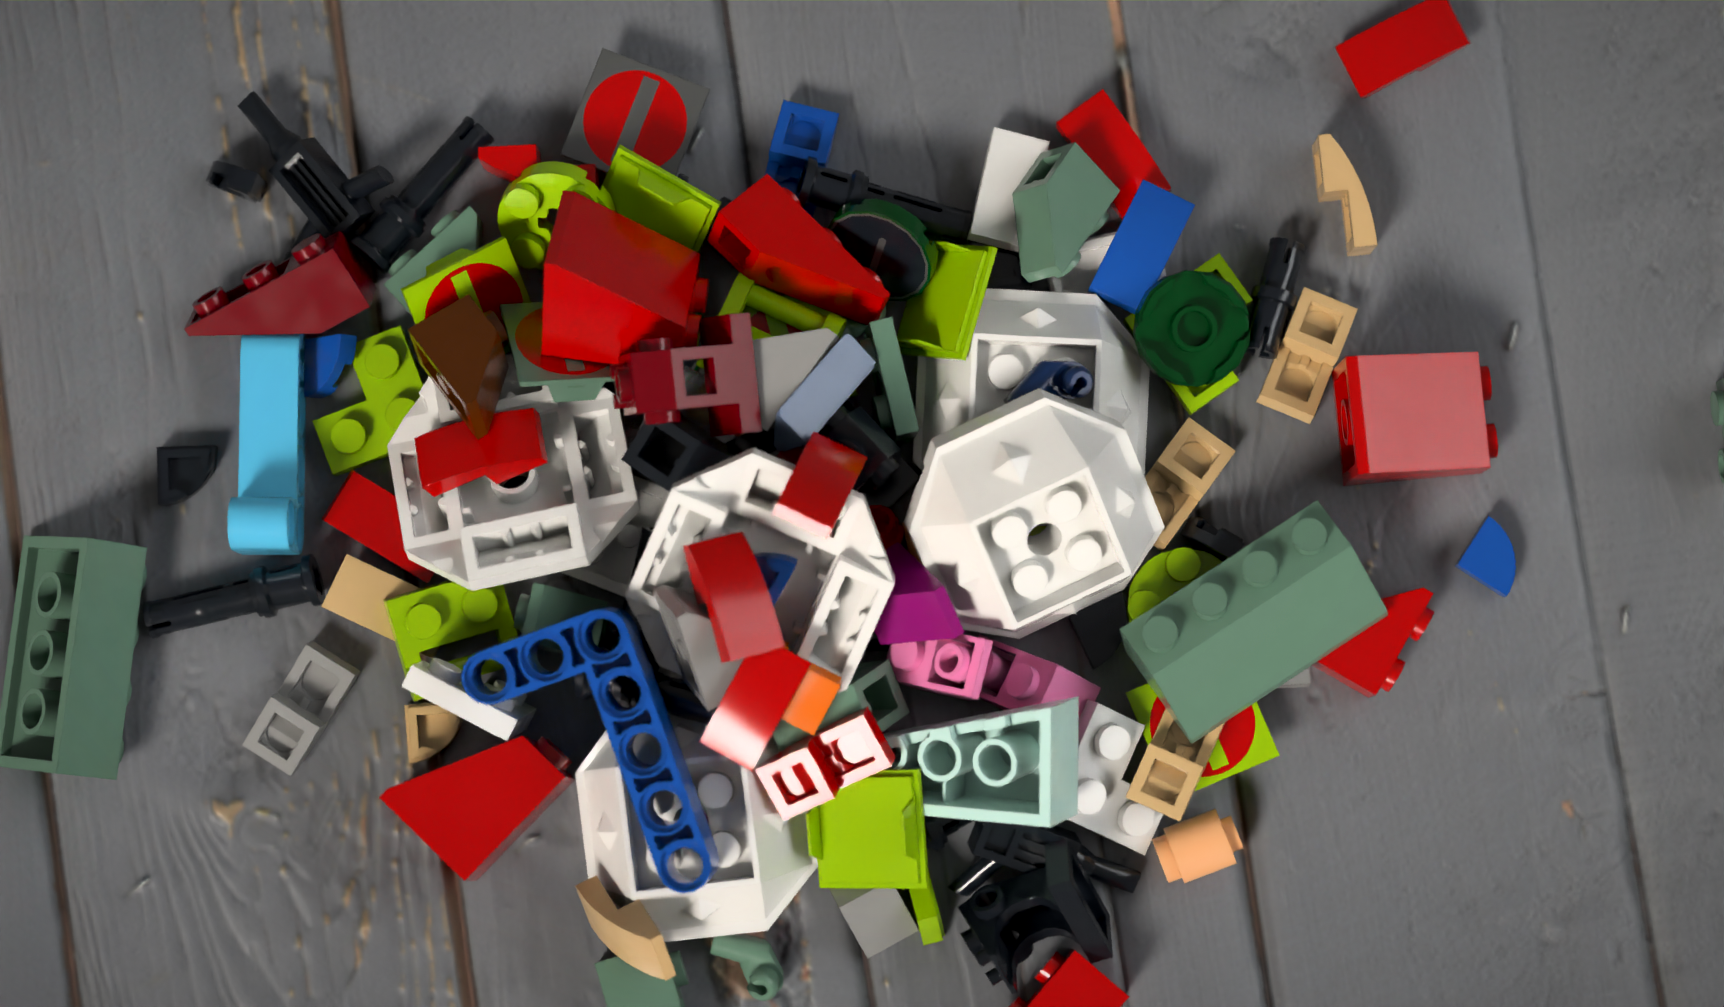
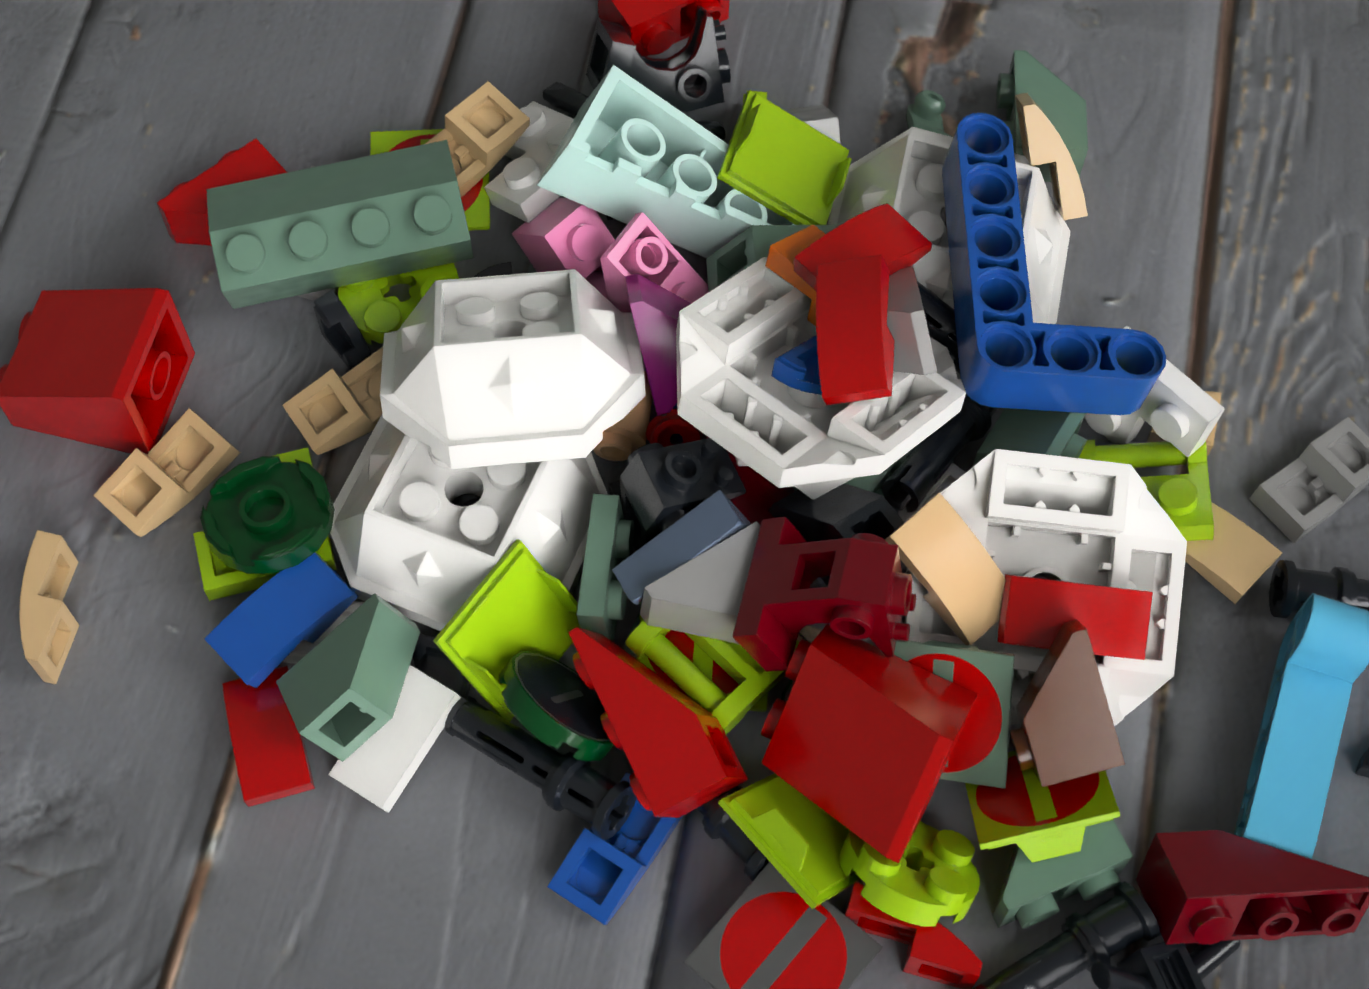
camera: 165 degrees left, 20 degrees down
(325, 361) = (1214, 807): blue tile -> none
(372, 518) = (1210, 636): red slope -> none
(391, 388) = (1160, 738): lime plate -> none
(482, 801) = (1182, 294): red slope -> none
(595, 448) = (953, 567): none -> tan slope
(820, 485) = (720, 414): red slope -> none
(824, 763) = (825, 201): slope -> none
(1060, 378) = (433, 487): dark blue arm -> none
(1197, 846) = (470, 75): light nougat brick -> none
(1274, 296) = (167, 539): black pin -> none
(1490, 558) = (90, 241): blue tile -> none

